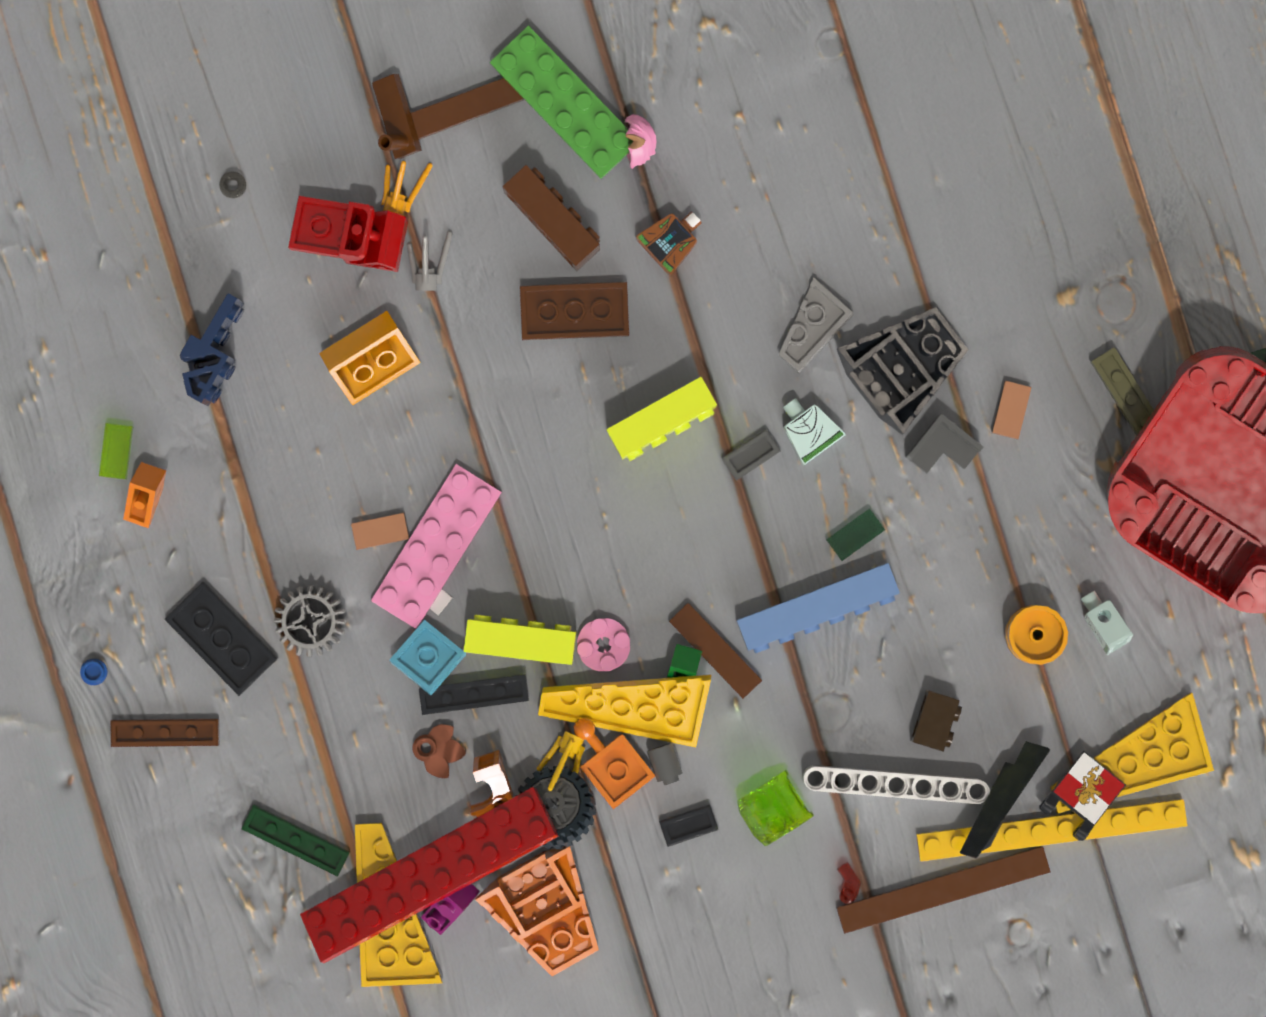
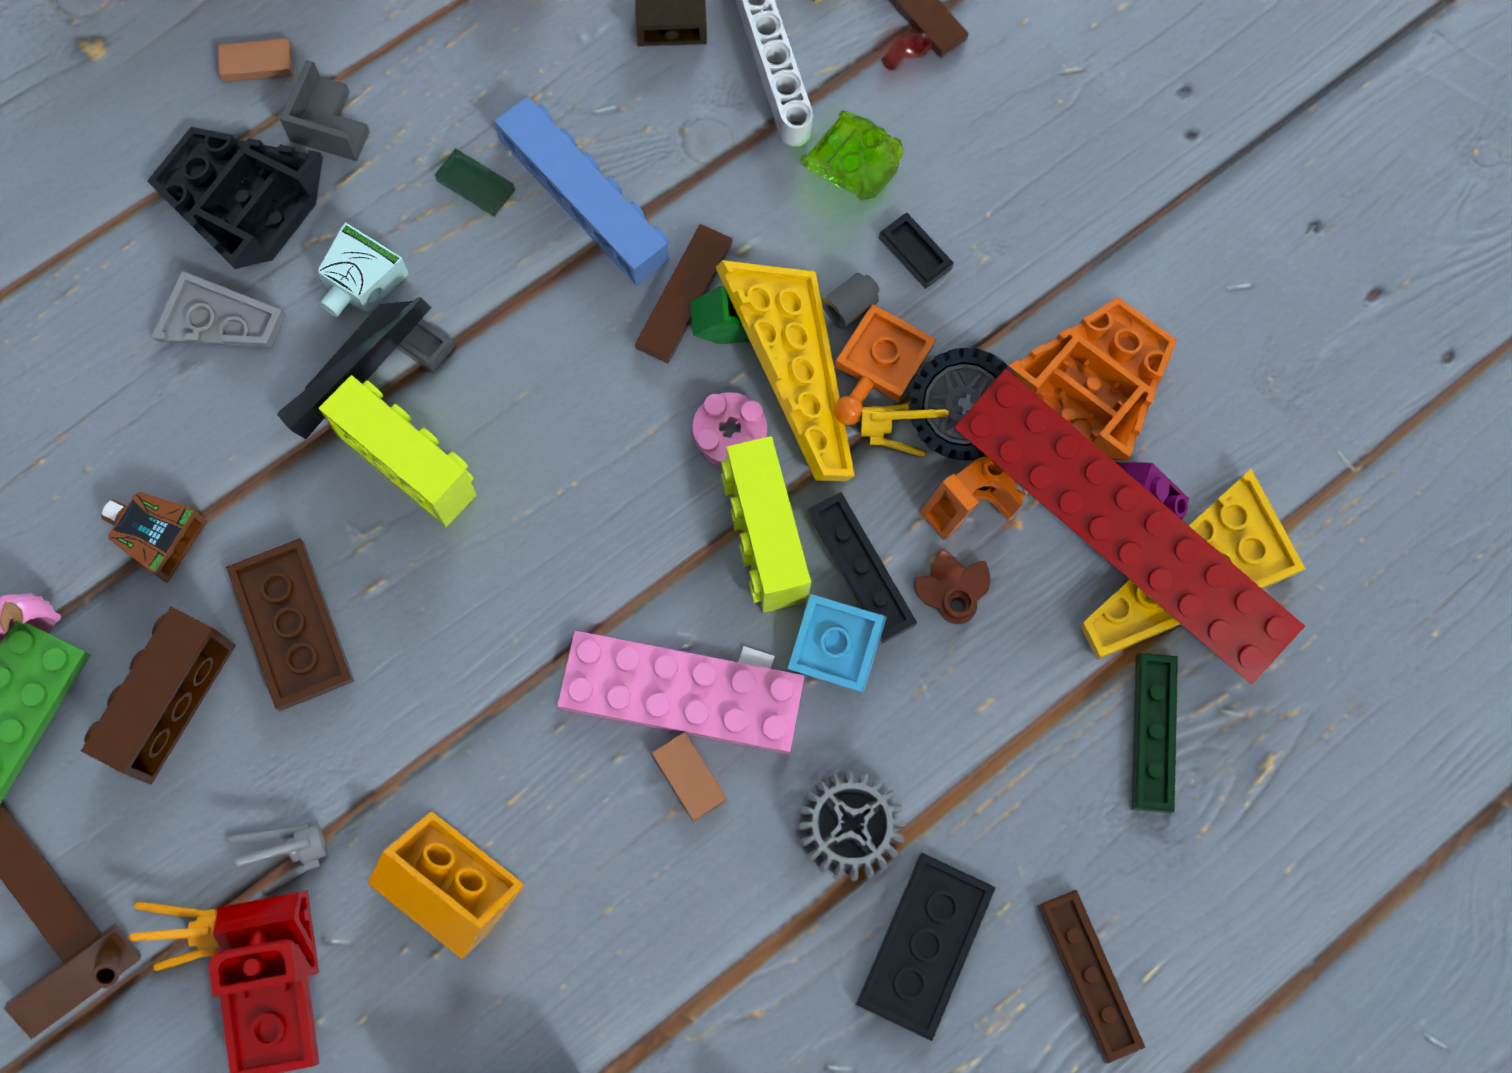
camera: 115 degrees left, 15 degrees down
(741, 404) = (357, 357): none -> black wedge

